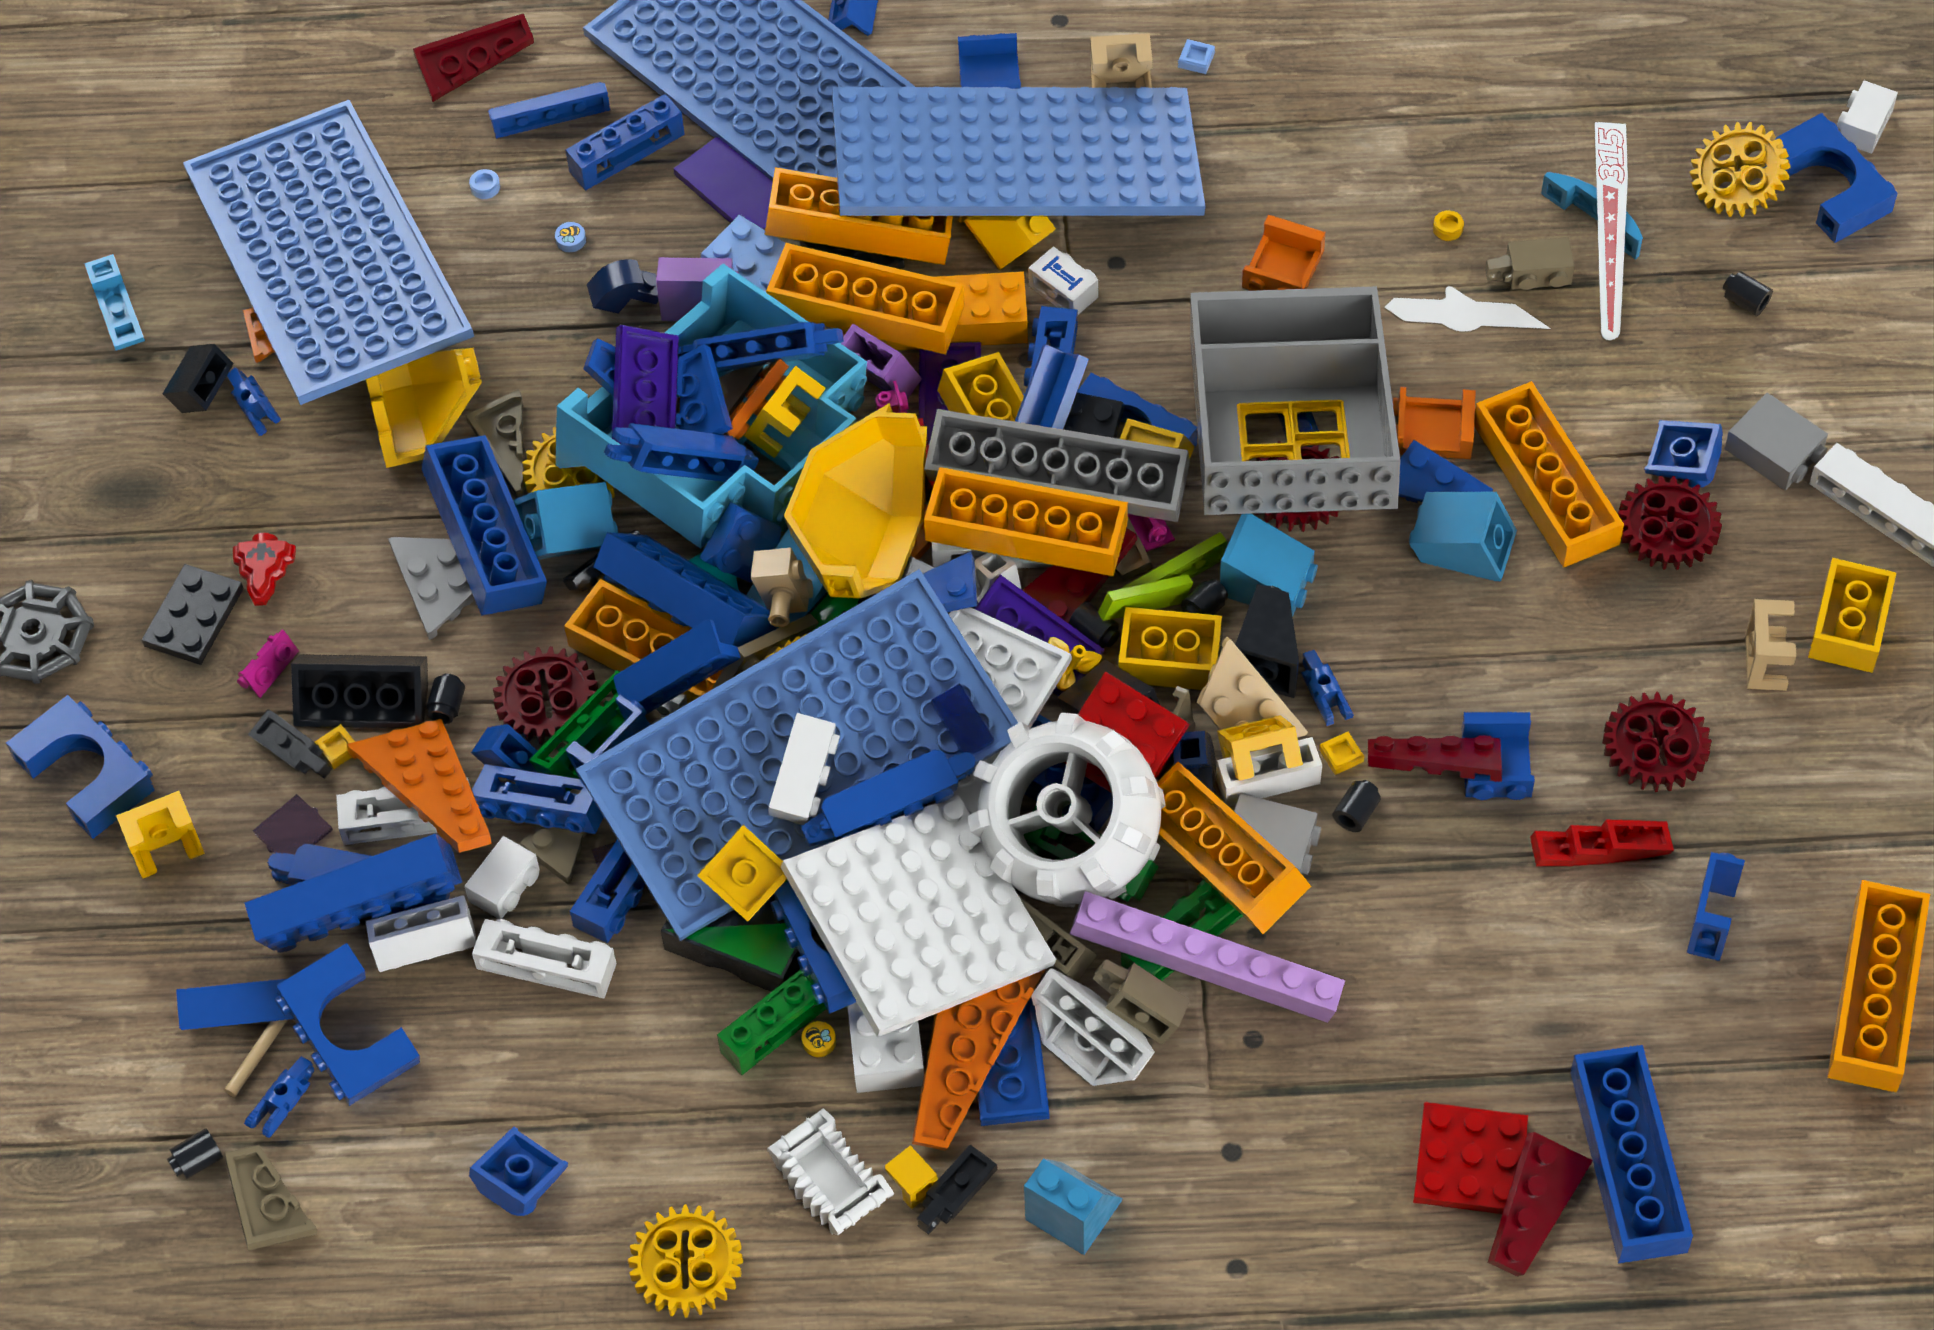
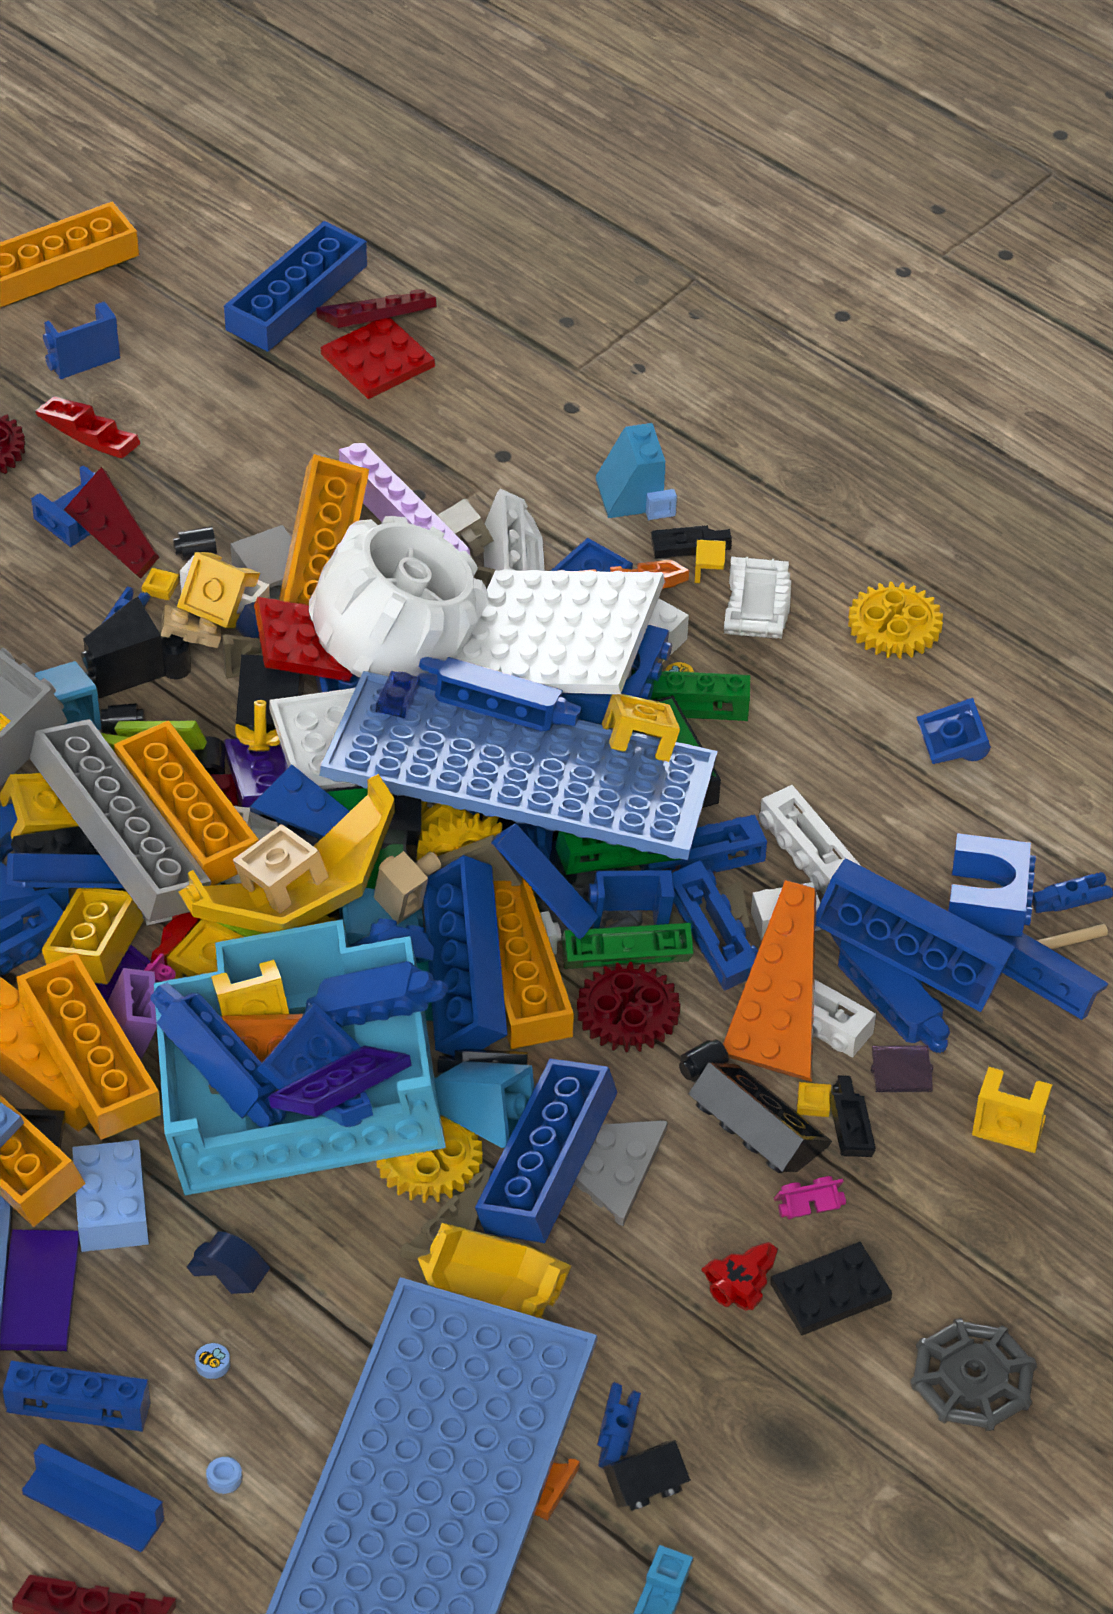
camera: 140 degrees left, 10 degrees down
(69, 729) = (1012, 1262): arch -> none
(504, 748) = (699, 985): blue slope -> none
(681, 283) = (181, 1198): medium lavender brick -> none
(803, 769) = (538, 738): white brick -> none
(887, 515) = (276, 863): none -> tan panel
(1016, 1209) = (661, 504): none -> light blue tile
(1170, 647) = (186, 692): yellow brick -> none

